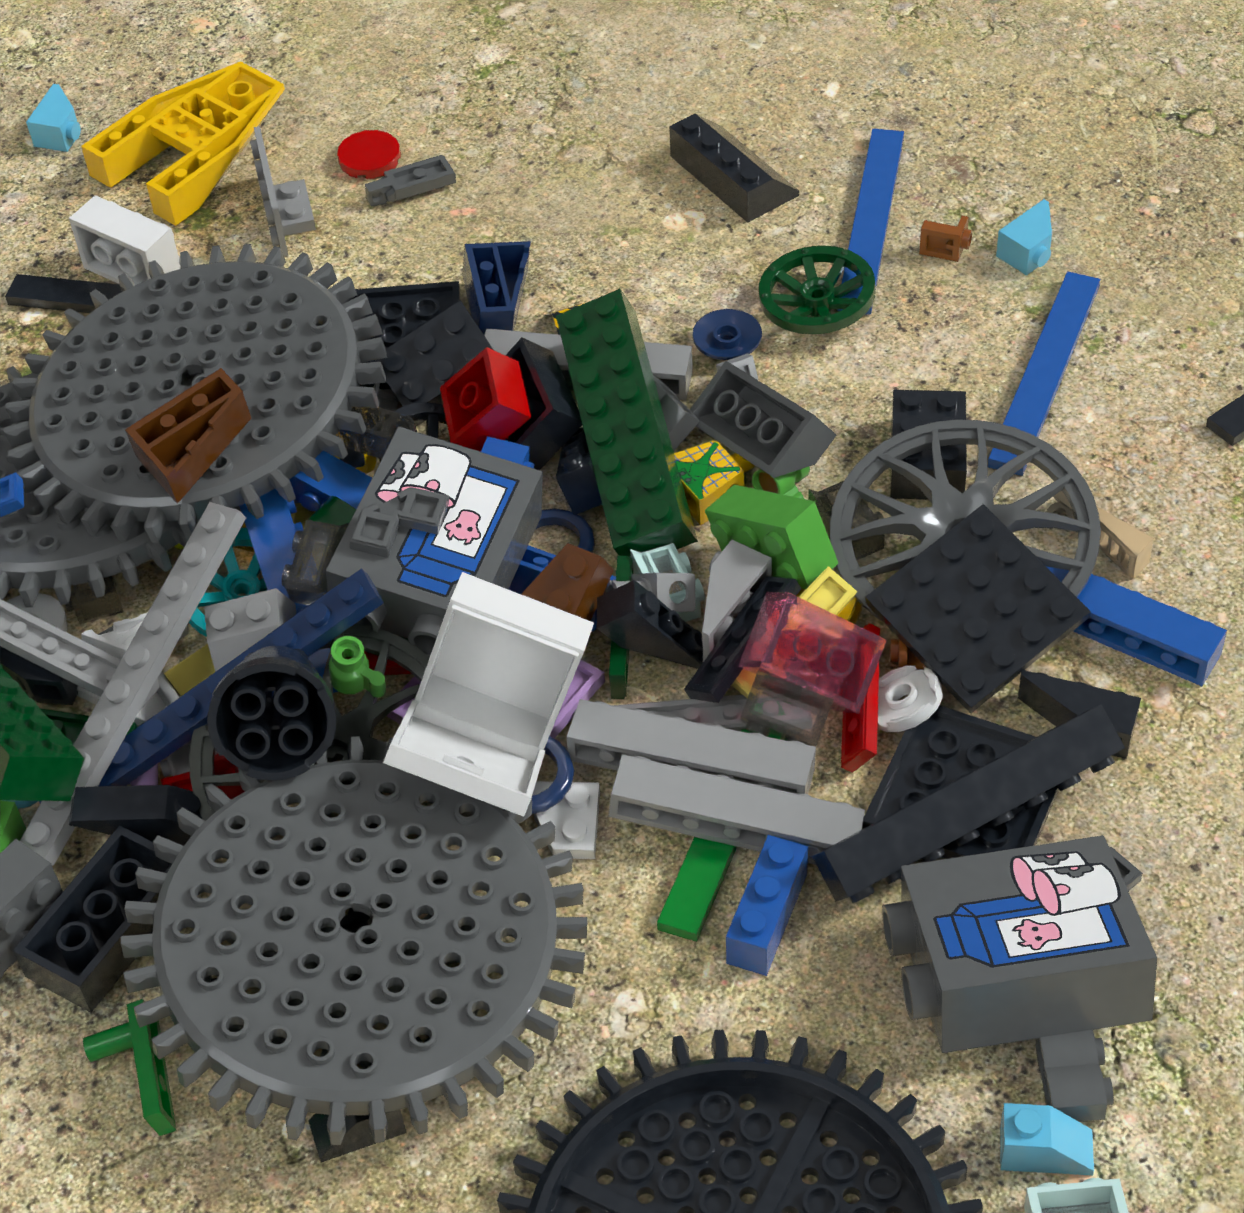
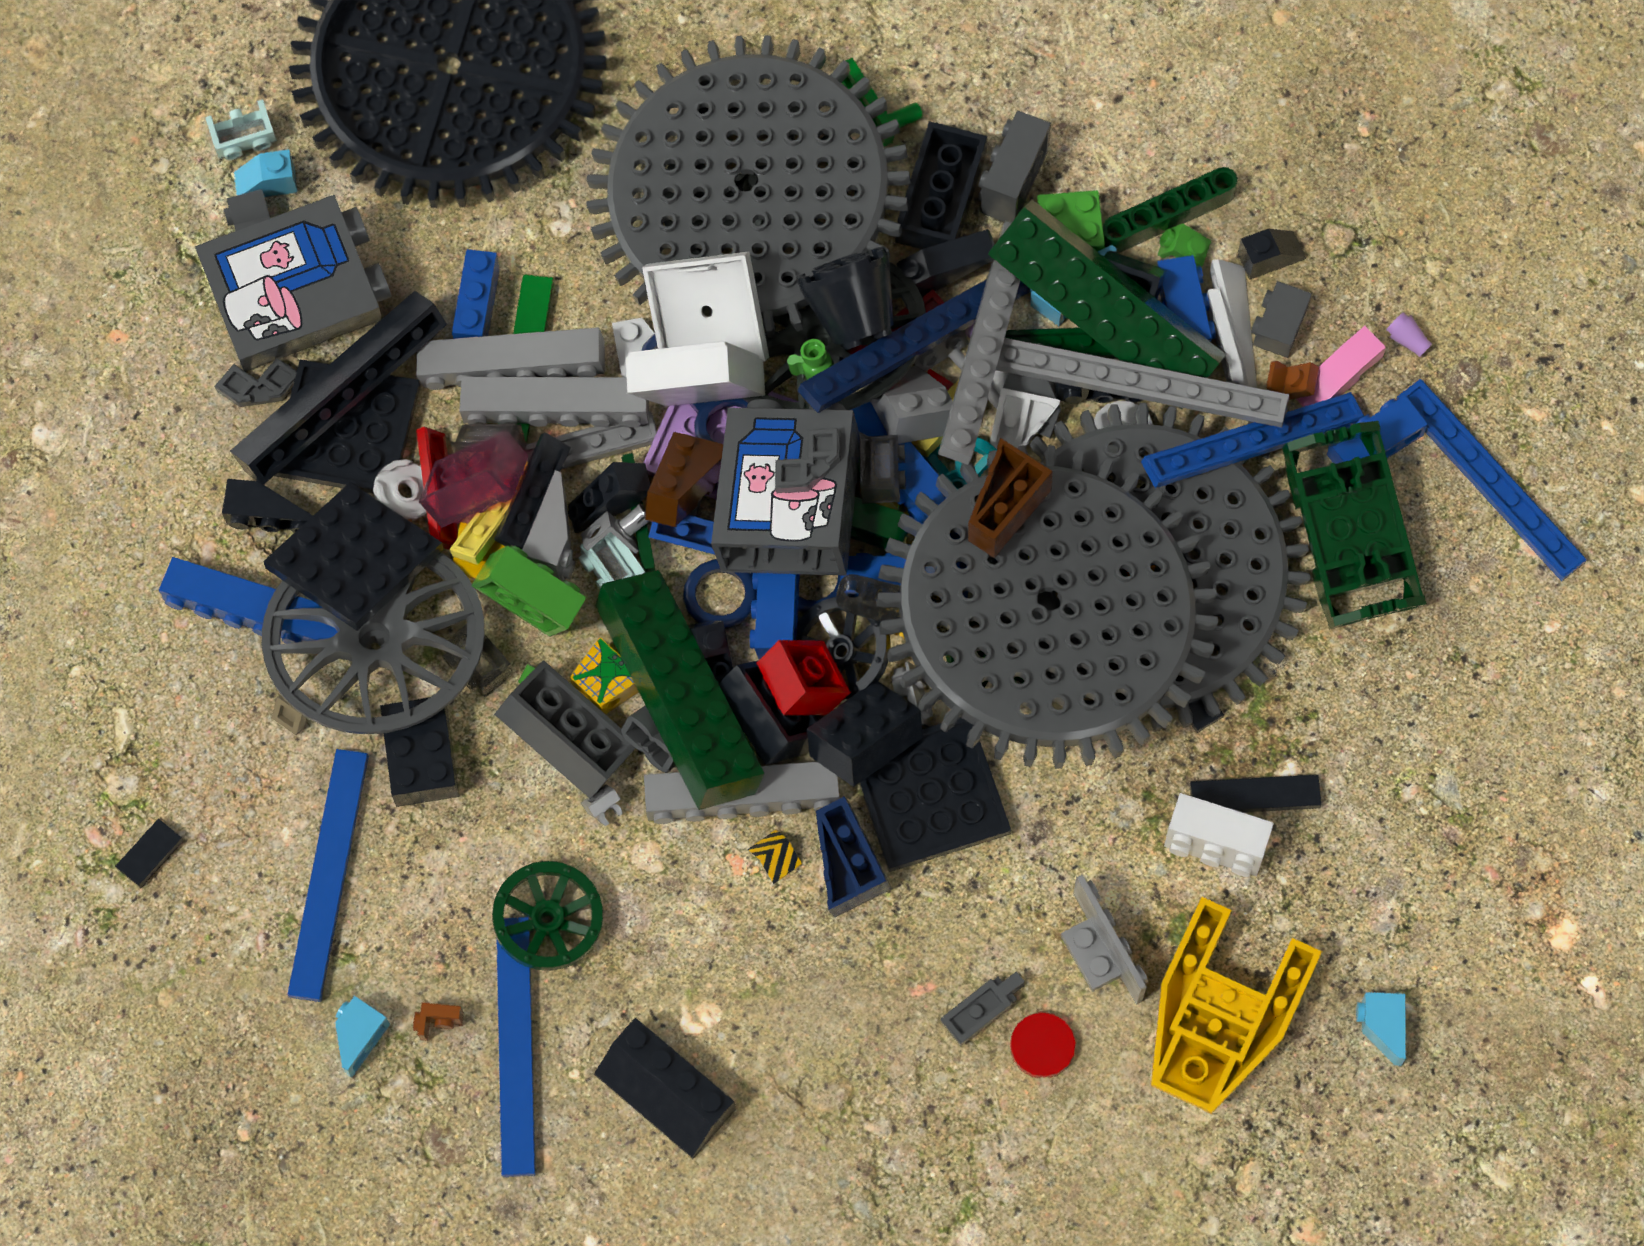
camera: 165 degrees right, 20 degrees up
(727, 334) = (621, 836): dark blue dish -> none
(1124, 543) = (245, 678): tan slope -> none

